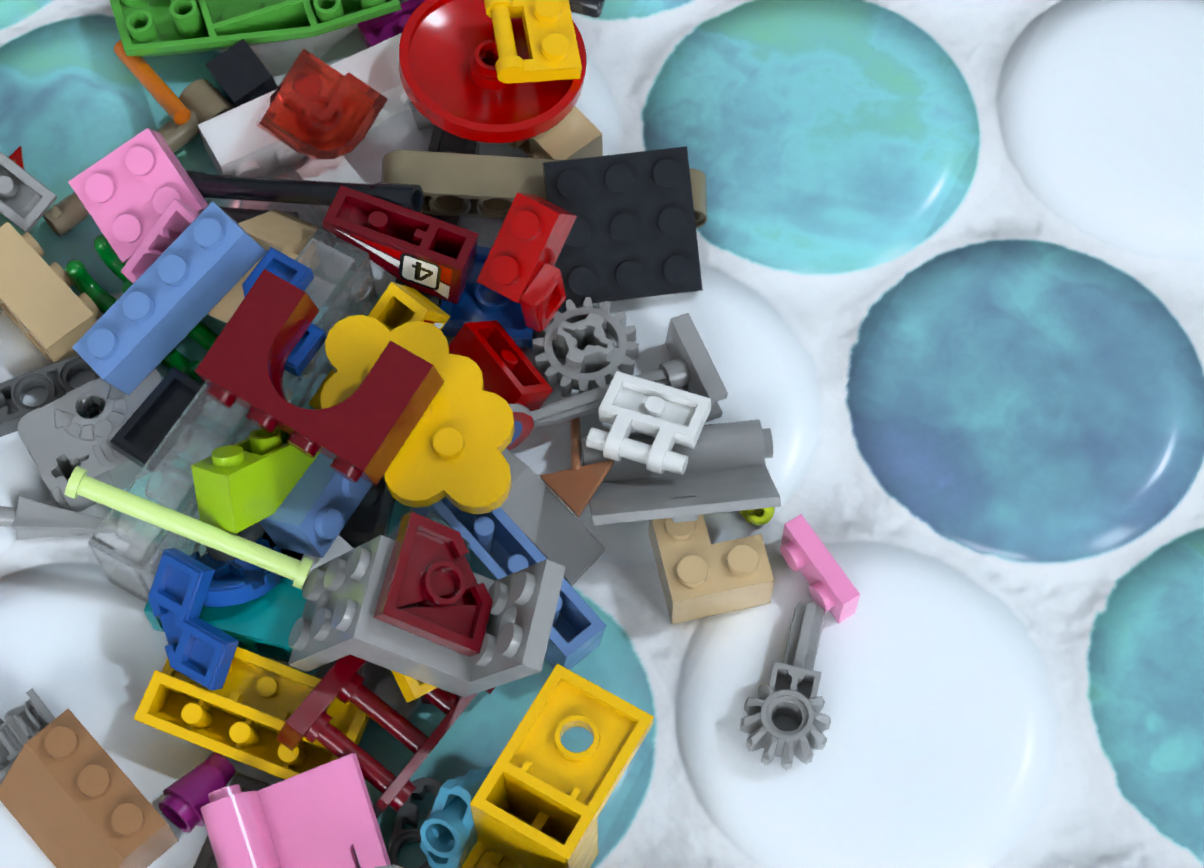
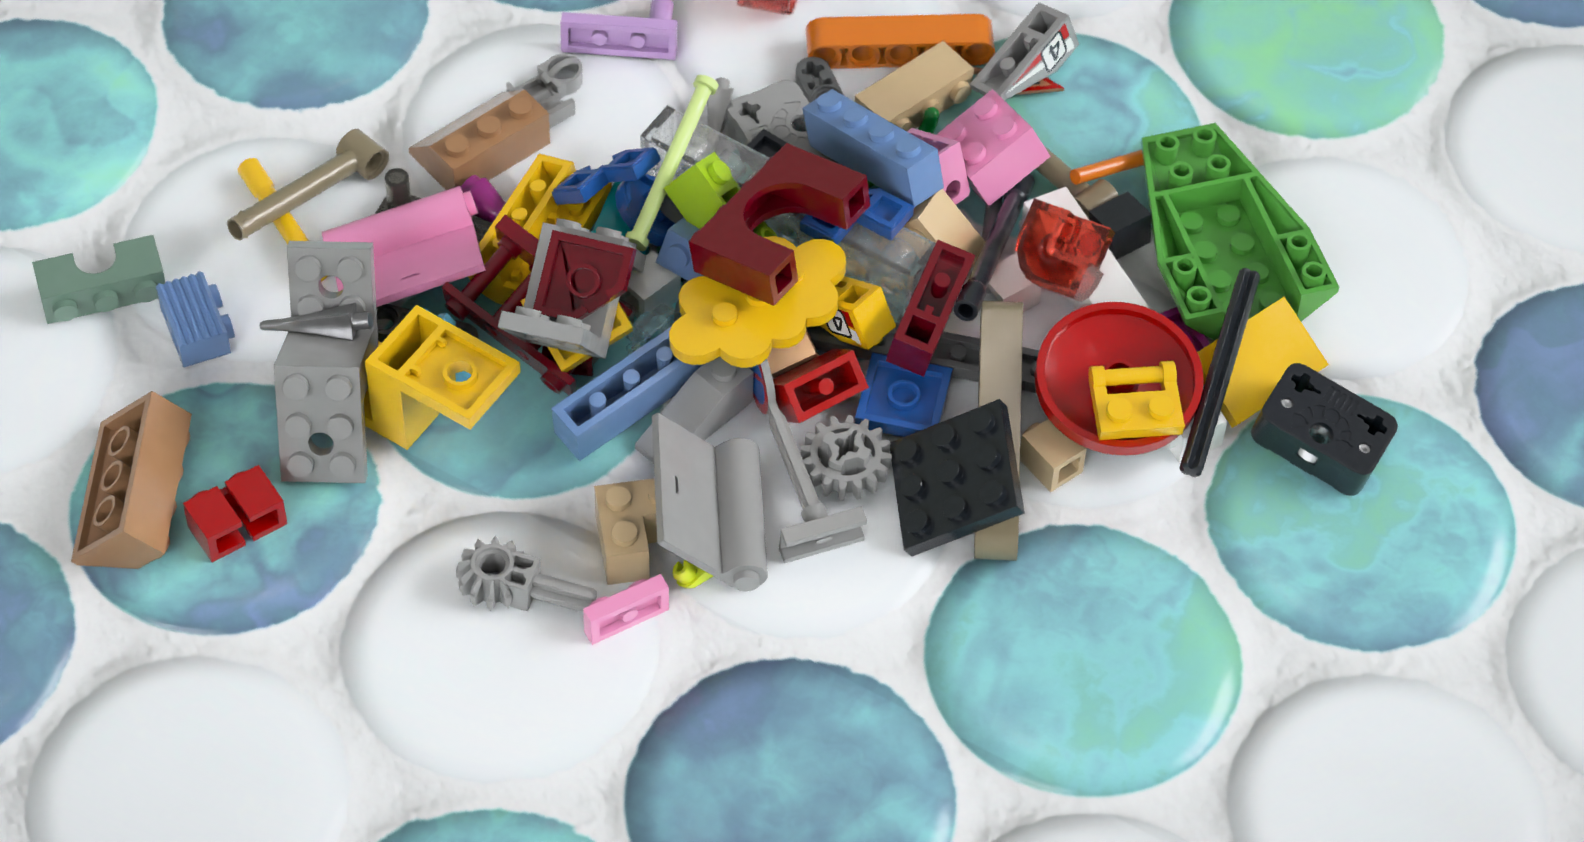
camera: 90 degrees right, 10 degrees down
(526, 241) = (921, 392): red brick -> none
(543, 298) = (881, 411): red tile -> none
(580, 482) = (710, 429): nougat piece -> none
(652, 410) = (766, 482): white plate -> none

